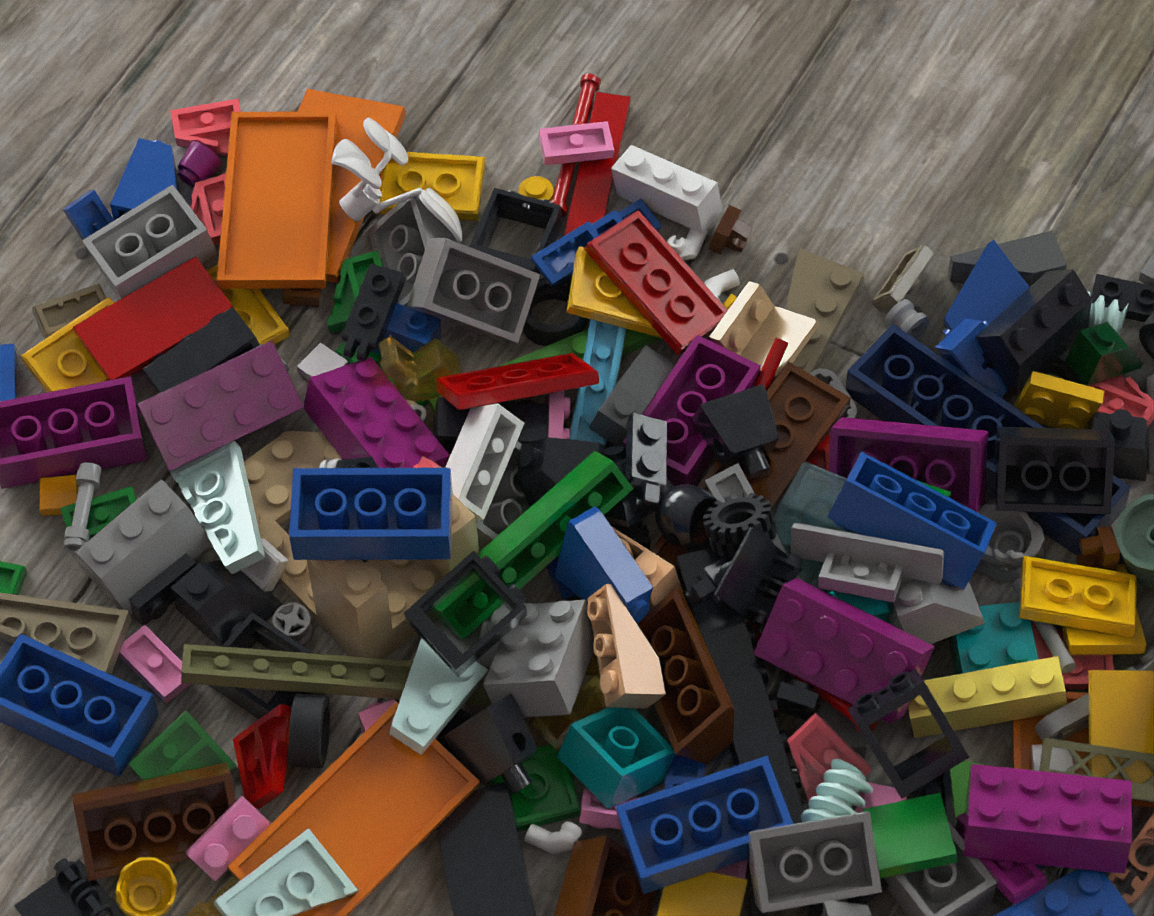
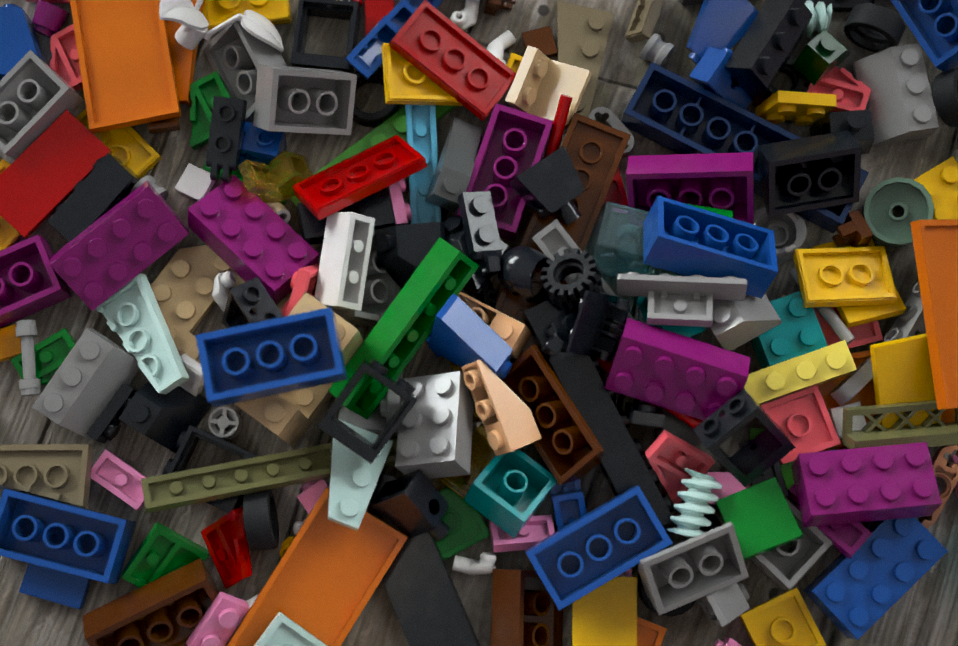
camera: 15 degrees left, 20 degrees up
(46, 764) = (55, 586): none -> blue tile
(773, 286) = (541, 39): none -> reddish brown tile
(989, 741) = (804, 421): none -> coral plate

